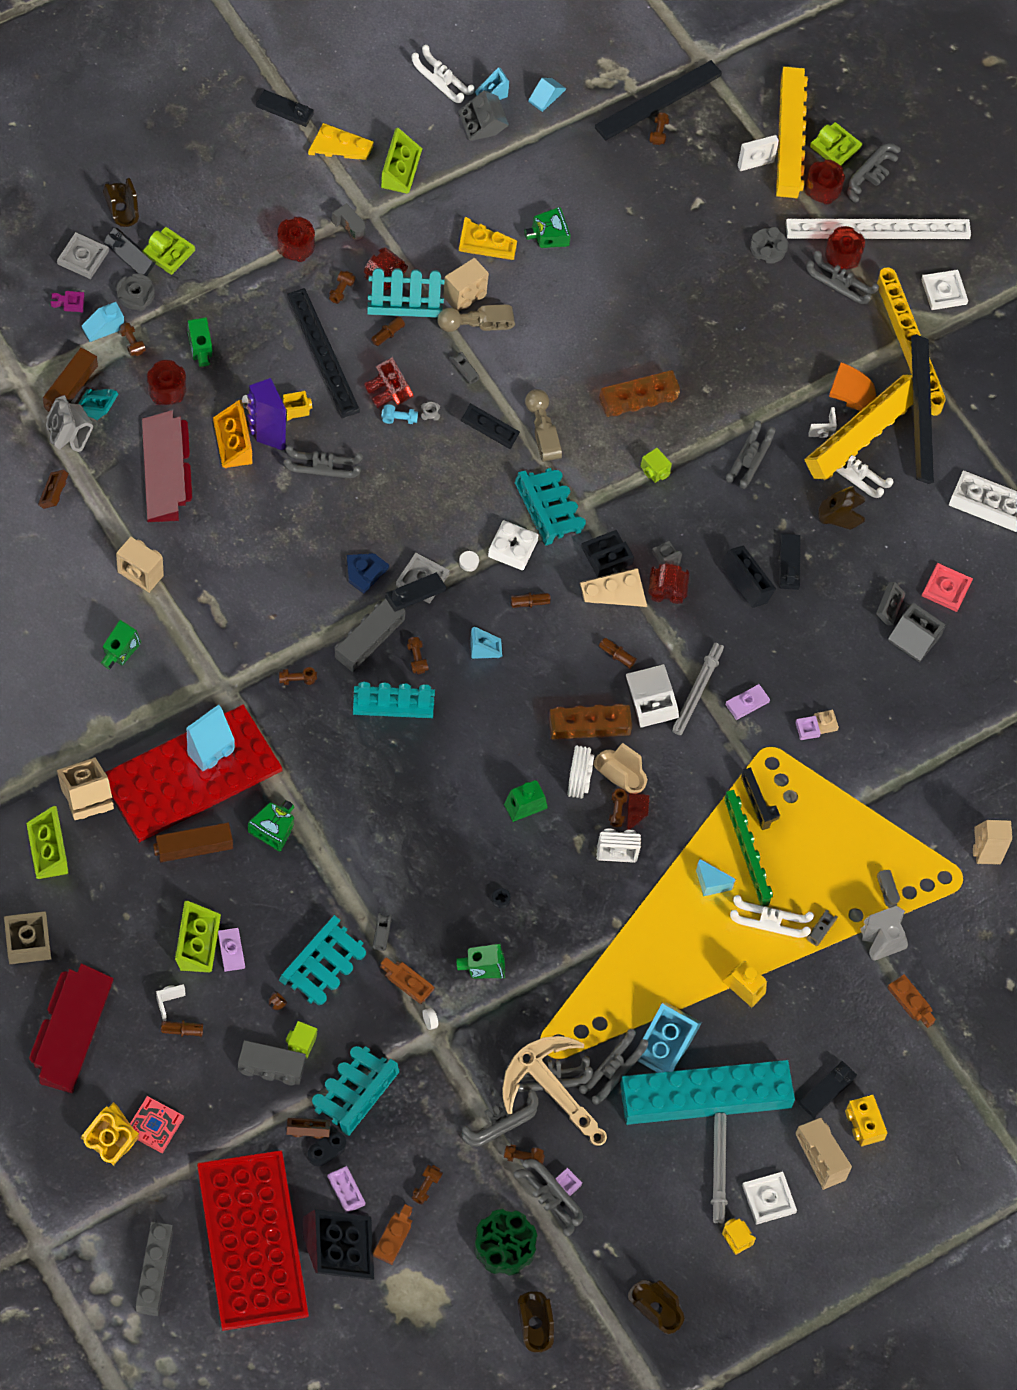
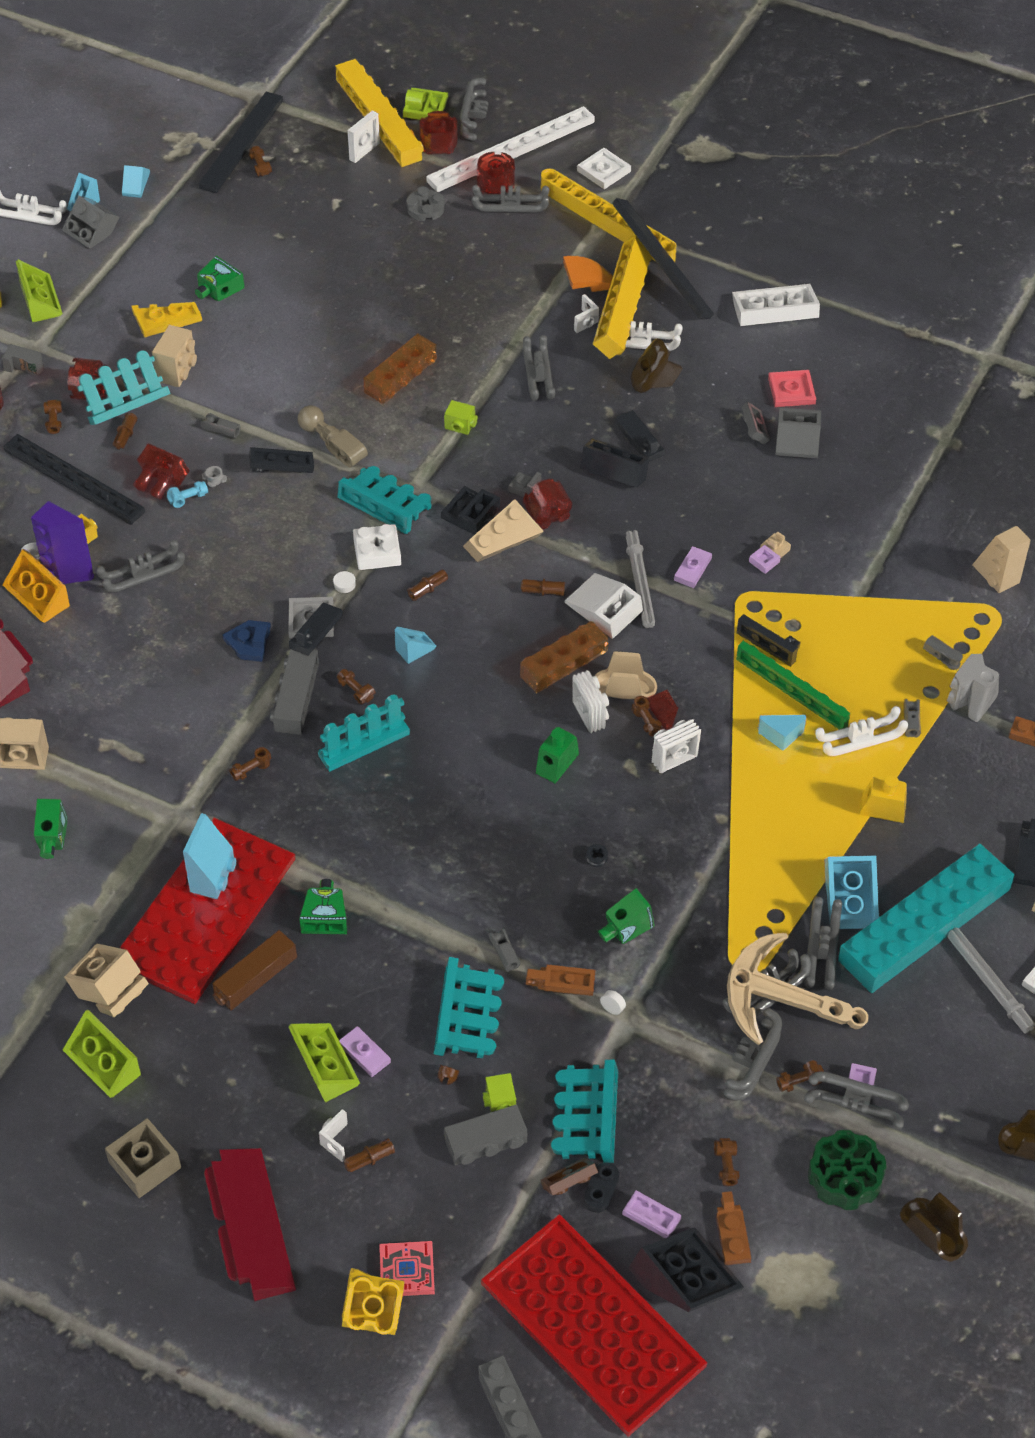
camera: 25 degrees left, 10 degrees down
(486, 317) = (212, 374): dark tan beam -> none

